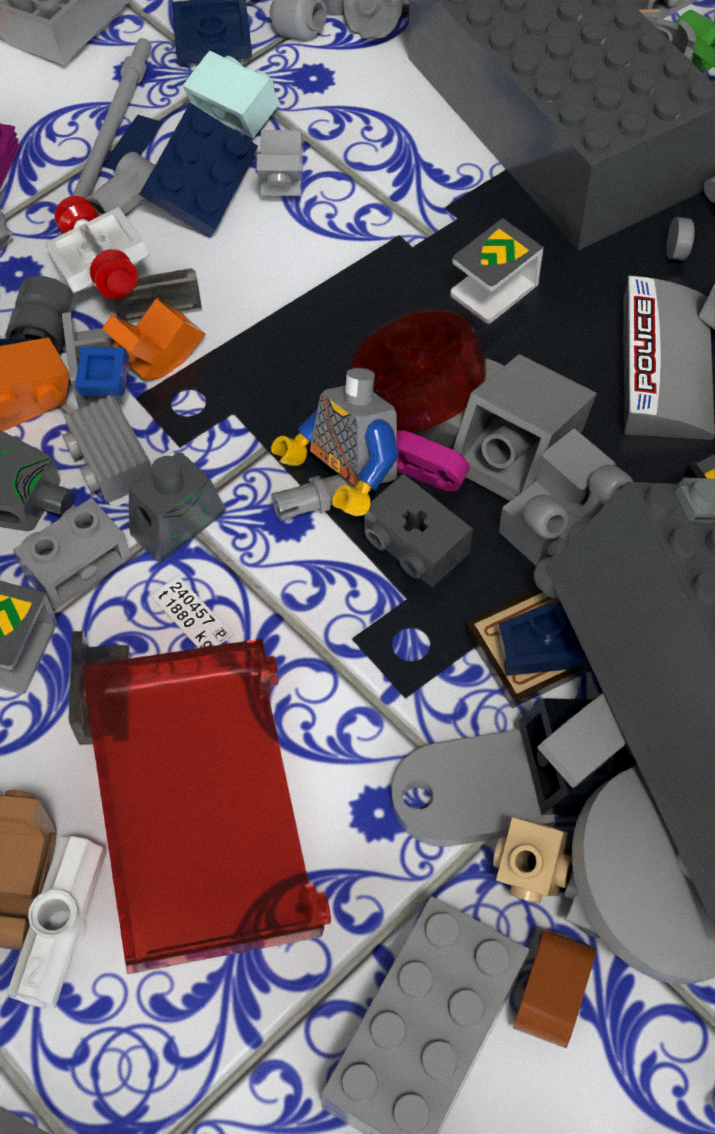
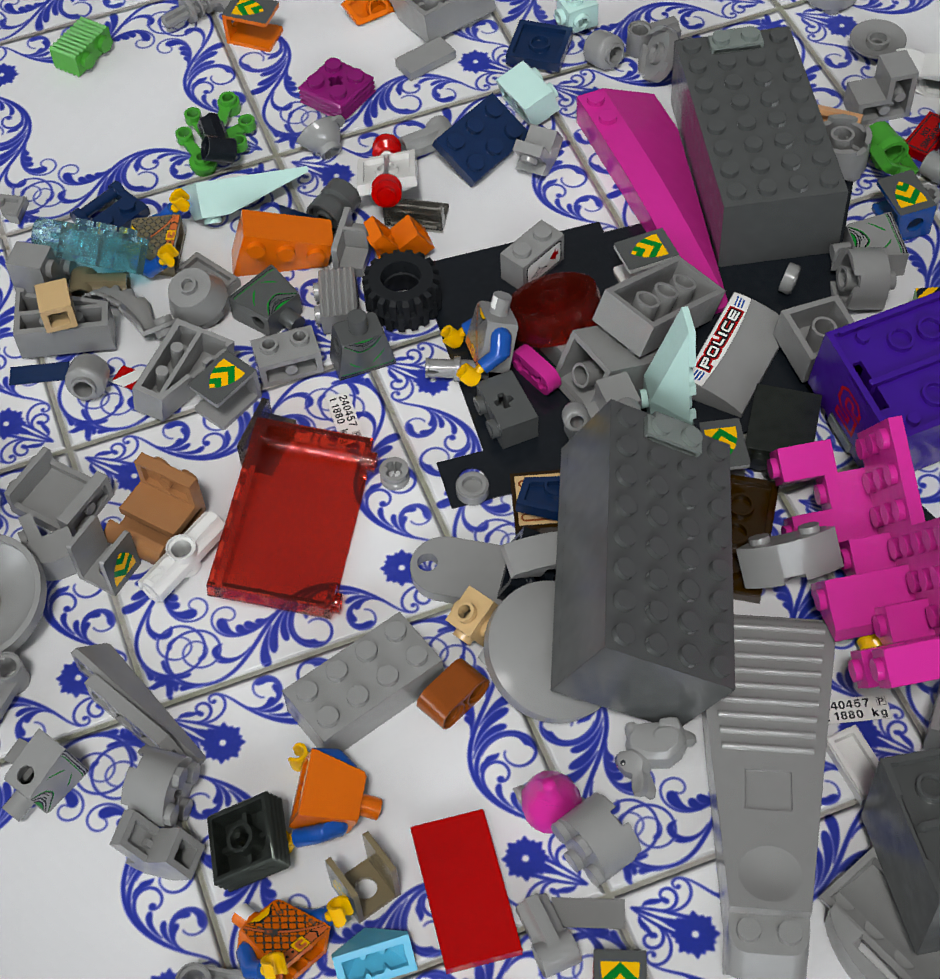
camera: 25 degrees right, 5 degrees down
(68, 84) = (425, 58): none -> light grey tile
(102, 371) = (353, 250): blue tile -> none
(132, 74) = (471, 62): light grey bar -> none
(134, 140) = (453, 107): dark blue sticker -> none
(187, 380) = (402, 272): none -> black tyre
(300, 661) = (394, 464): none -> light grey bush
(344, 306) = (532, 254): none -> light grey brick
(422, 659) = (472, 488): none -> light grey tile
(438, 156) = (650, 169): none -> dark pink wedge
(555, 325) = (646, 305): none -> light grey brick
(633, 407) = (670, 376): none -> light aqua wedge

